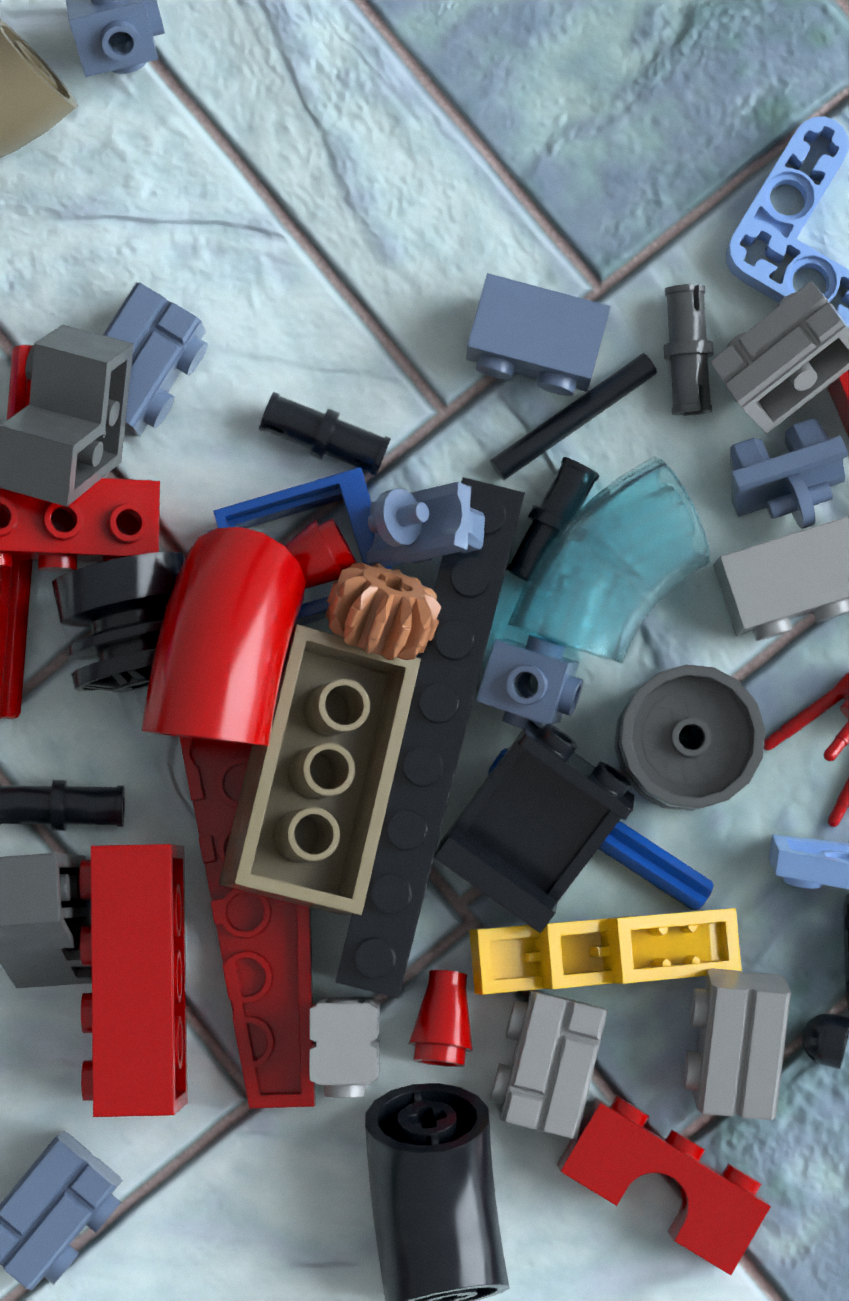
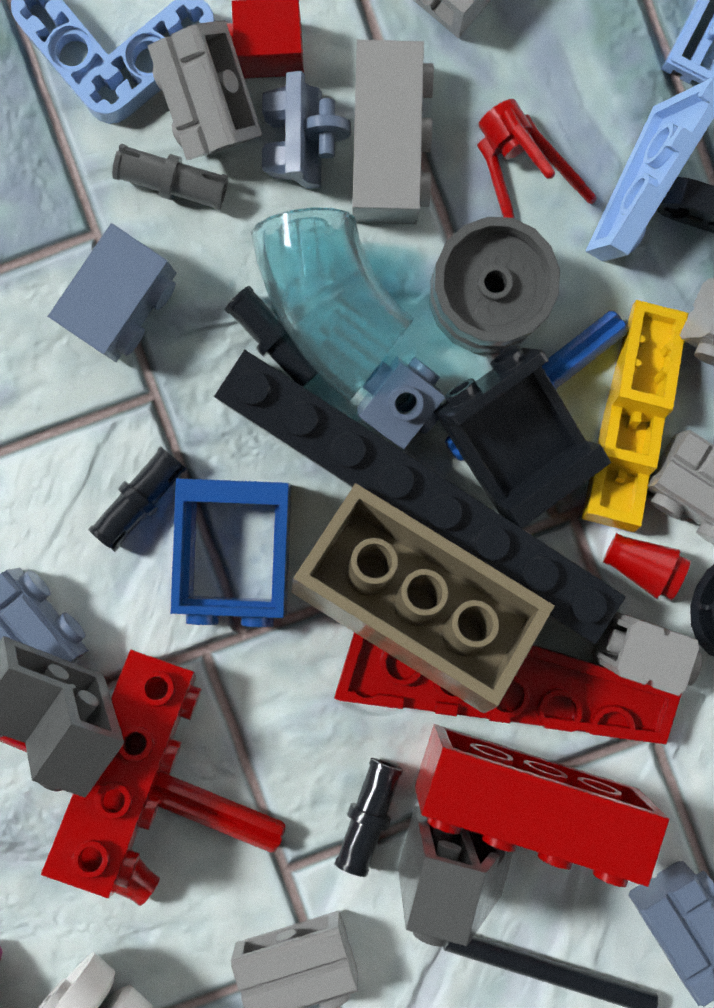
camera: 70 degrees left, 5 degrees up
(125, 608) = (238, 714): black wheel -> none
(225, 639) = (289, 647): red brick -> none
(321, 552) = (240, 550): red cone -> none
(382, 611) = (306, 501): nougat gear -> none
(423, 525) = (244, 441): sand blue hips -> none
(573, 416) = (193, 290): black bar -> none

